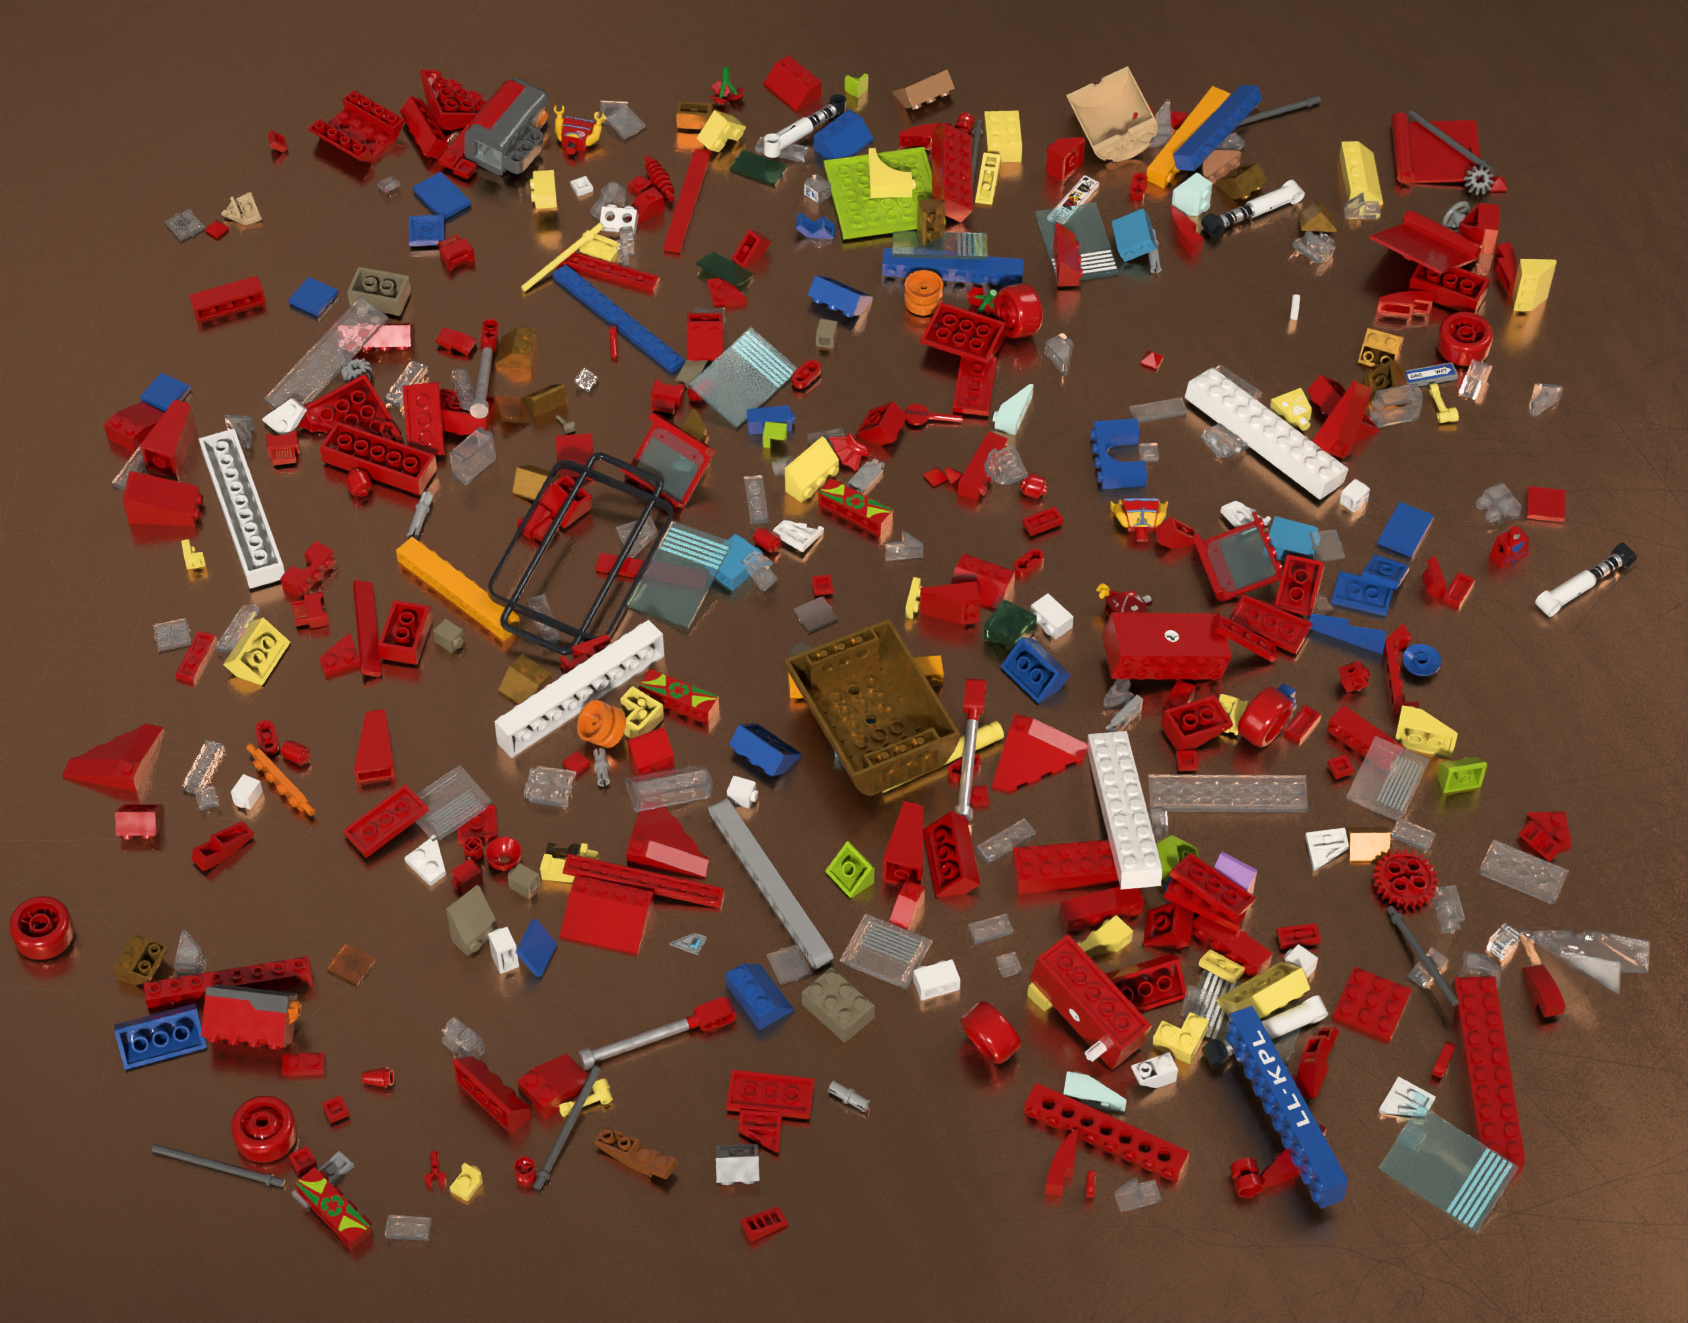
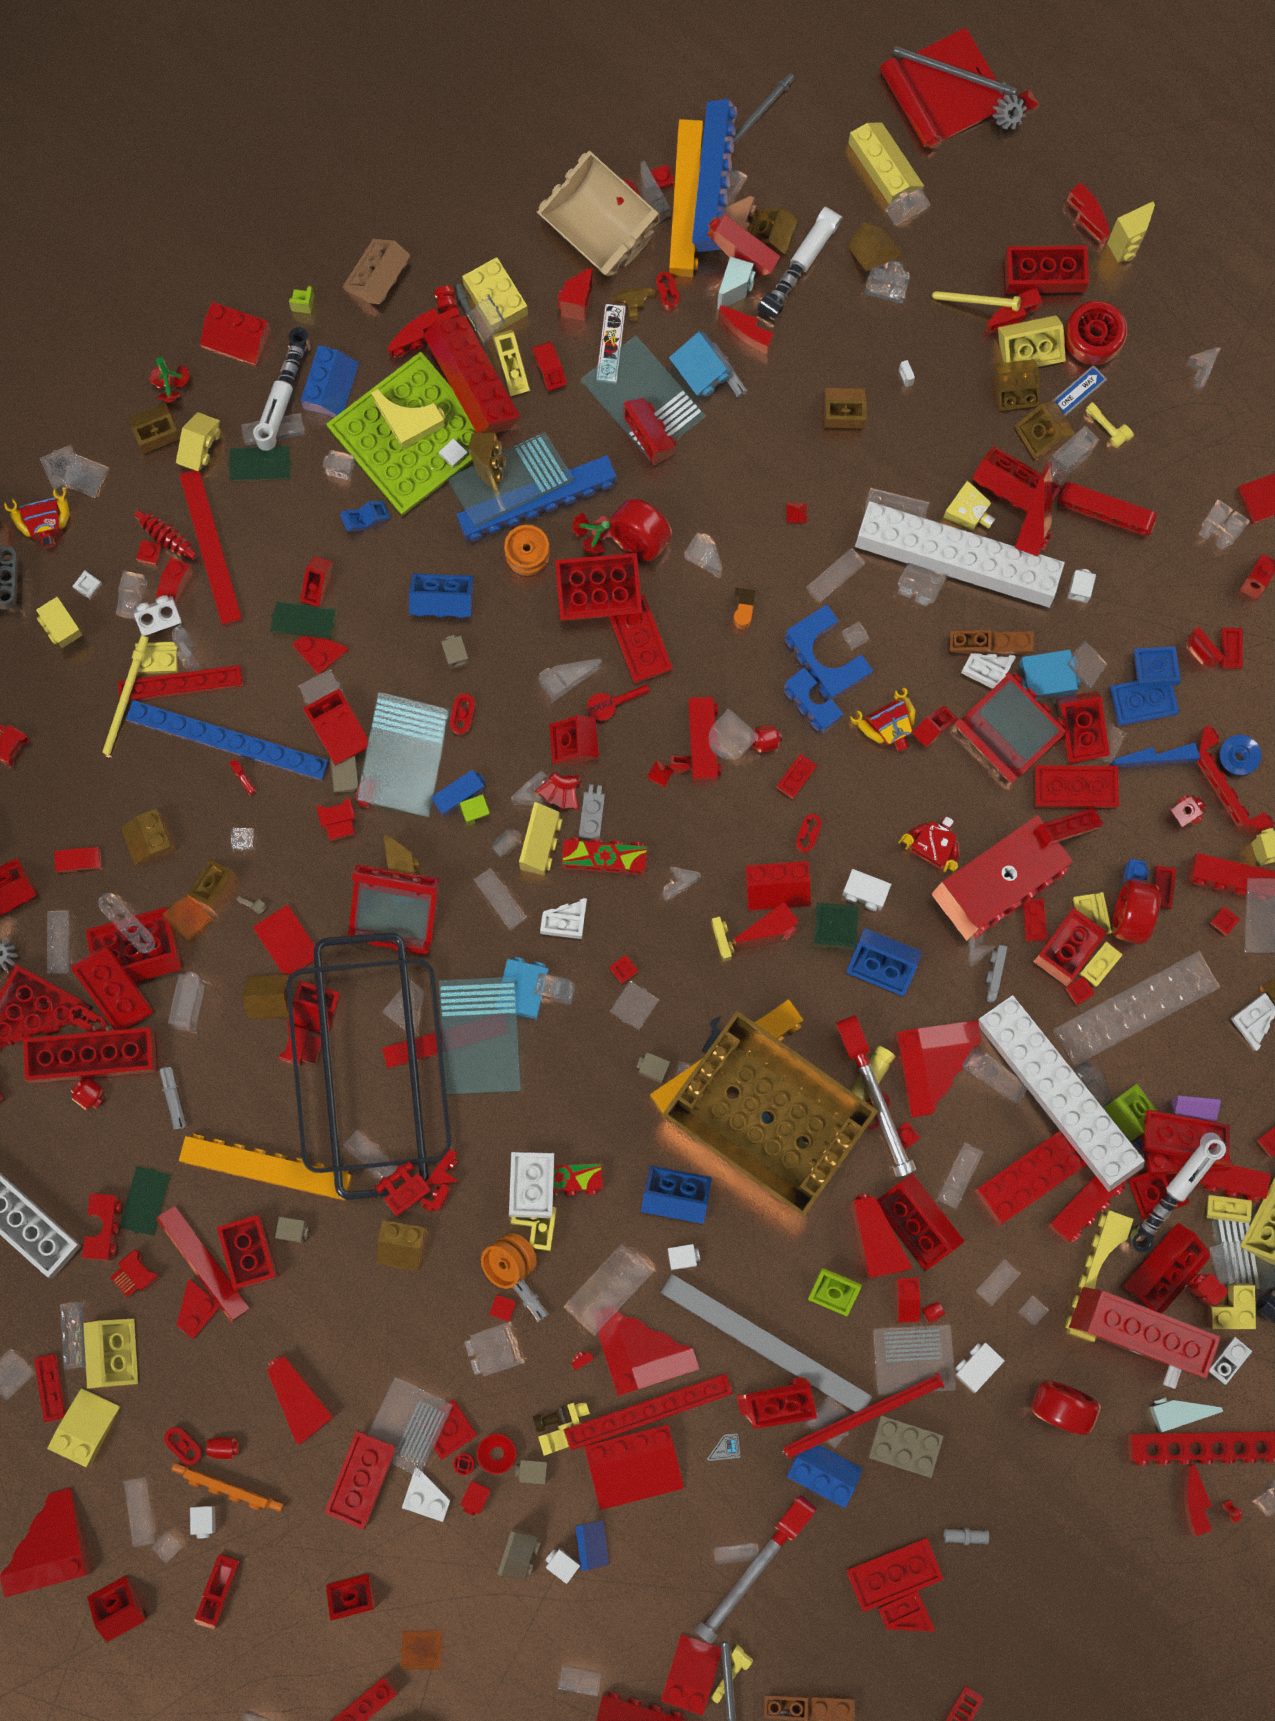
camera: 30 degrees left, 25 degrees up
(200, 692) = (84, 1428): none -> light yellow slope
(320, 900) = (350, 1597): none -> red slope
(356, 567) = (144, 1201): none -> clear green piece
(489, 339) = (164, 949): flat silver piece -> none
(552, 644) = (407, 1193): none -> red plate
(574, 690) = (461, 1227): white brick -> none
(614, 824) = (581, 1359): none -> red plate
(648, 1014) = (735, 1553): none -> clear slope
(650, 752) = (574, 1266): red slope -> none
(653, 679) = (531, 1185): none -> white plate
(737, 1163) = (905, 1664): slope -> none
(753, 923) = (779, 1404): none -> red slope
(767, 540) = (540, 944): red brick -> none
(816, 963) = (863, 1416): none -> red axle
(903, 383) = (565, 677): none -> clear slope
(906, 213) = (453, 453): none -> white tile
(923, 924) = (933, 1312): none -> red hose
(985, 141) = (486, 318): none -> clear piece
(1012, 411) = (696, 658): light aqua slope -> none
(1016, 193) = (549, 365): none -> red slope
(1071, 398) = (743, 614): none -> leg
(1079, 785) = (994, 1075): none -> clear slope
(1089, 490) = (822, 715): none -> blue arch
(1109, 183) = (634, 299): none -> pearl gold piece
(1166, 1006) = (1206, 1289): none -> red brick
(1181, 915) = (1178, 1189): none -> piece
(1210, 167) = (742, 245): none -> red slope
(1216, 750) = (1100, 964): none -> light yellow plate
(1230, 309) = (845, 408): none -> pearl gold slope
(1253, 498) = (990, 642): none -> dark orange slope
(1405, 529) = (1147, 600): blue tile -> none
(1407, 291) = (1014, 303): none -> light yellow bar
(1407, 456) = (1107, 508): none -> red beam
(1416, 328) = (1035, 340): none -> light yellow slope
(1429, 243) = (1002, 229): red door -> none
(1475, 379) = (1127, 376): clear slope -> none
(1478, 225) = (1044, 178): red piece -> none

